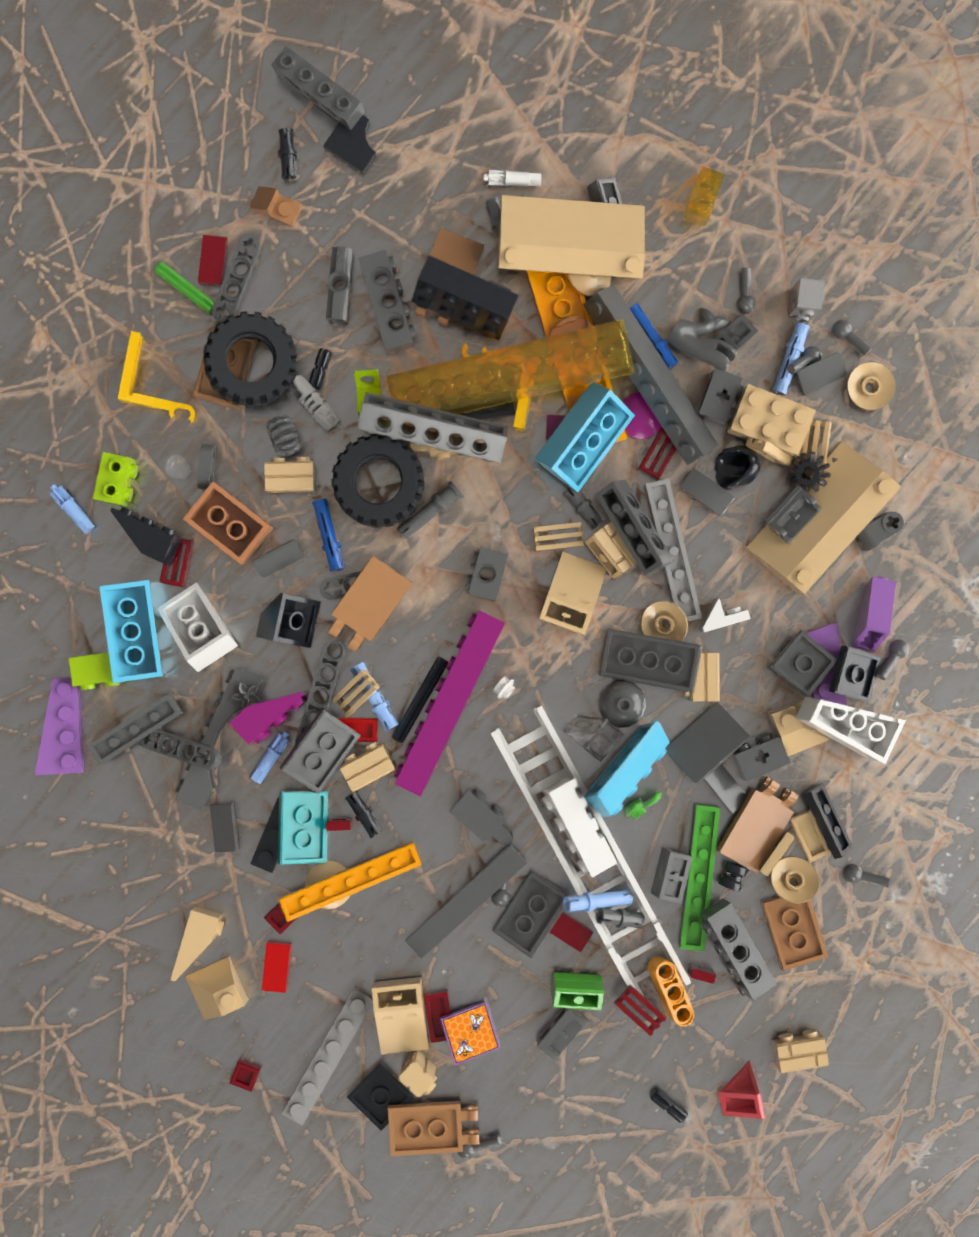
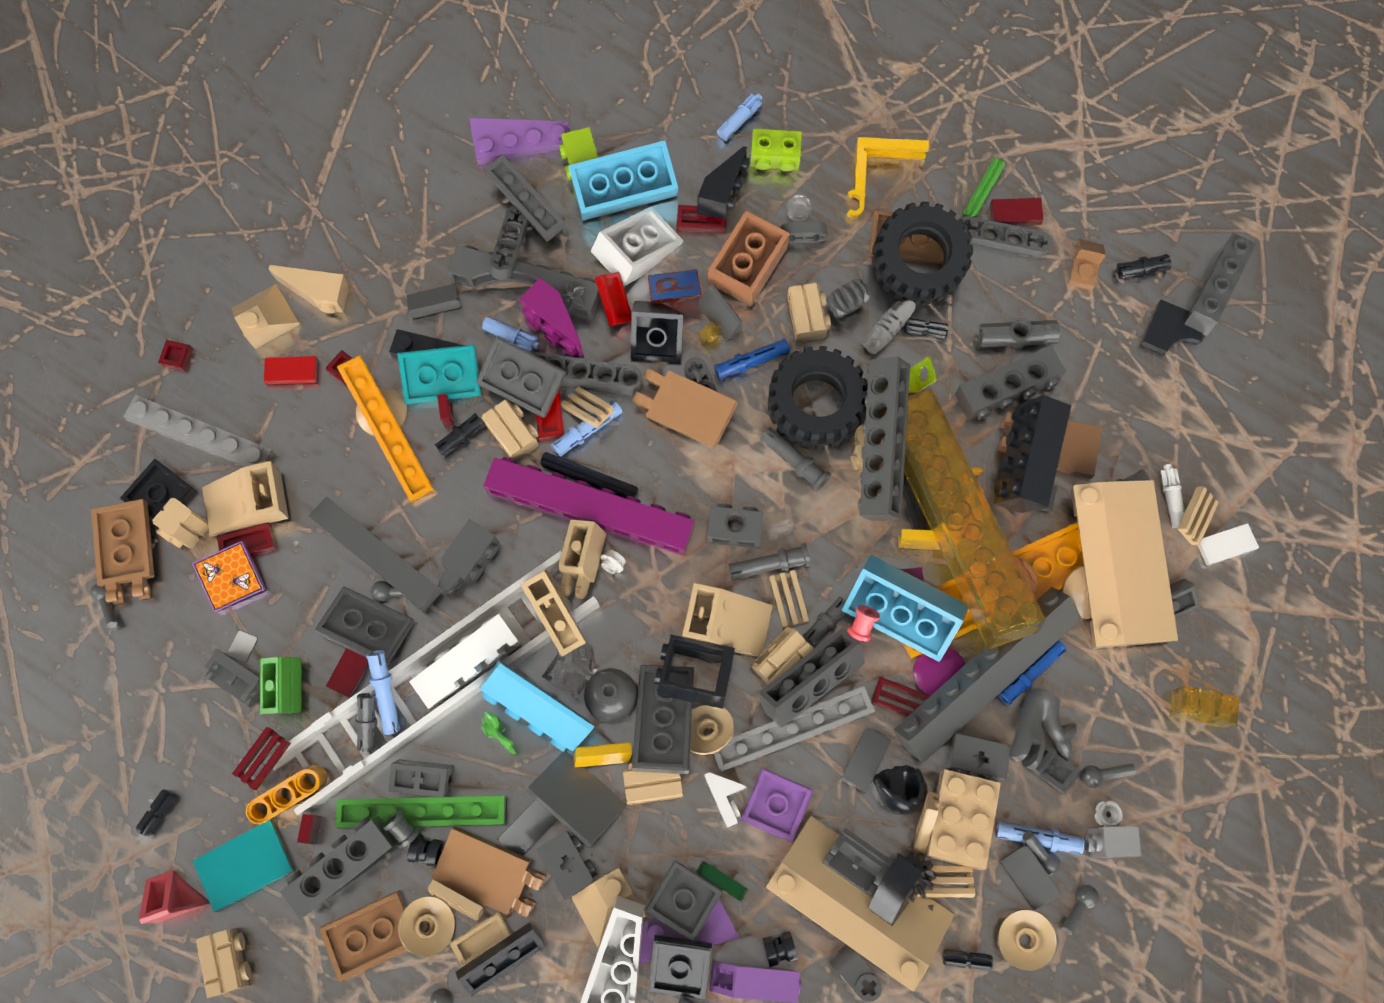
camera: 85 degrees right, 15 degrees down
(246, 597) = (674, 286): none -> piece
(251, 655) = (614, 298): none -> red tile
(296, 570) = (709, 333): none -> clear yellow plate
(498, 715) = (580, 557): none -> tan hinge
(523, 535) = (781, 560): none -> dark grey pin
(532, 1024) = (242, 646): none -> white sticker
(535, 161) = (1197, 516): none -> tan tile
(548, 745) = (553, 612): none -> tan slope
(563, 141) = (1227, 544): none -> white tile
(593, 474) = (863, 623): none -> coral bush
(609, 599) = (700, 650): none -> black window
(674, 716) = (602, 754): none -> yellow tile
(715, 895) = (400, 829): none -> dark grey bush
(723, 1032) = (243, 865): none -> teal tile
(734, 574) = (777, 805): none -> medium lavender tile
(779, 291) = (1115, 811): none -> white plate
(790, 630) = (722, 881): none -> dark green beam
(822, 487) = (895, 890): none -> black slope
(851, 589) = (780, 949): none -> black wheel
(877, 442) = (972, 960): none -> black piece

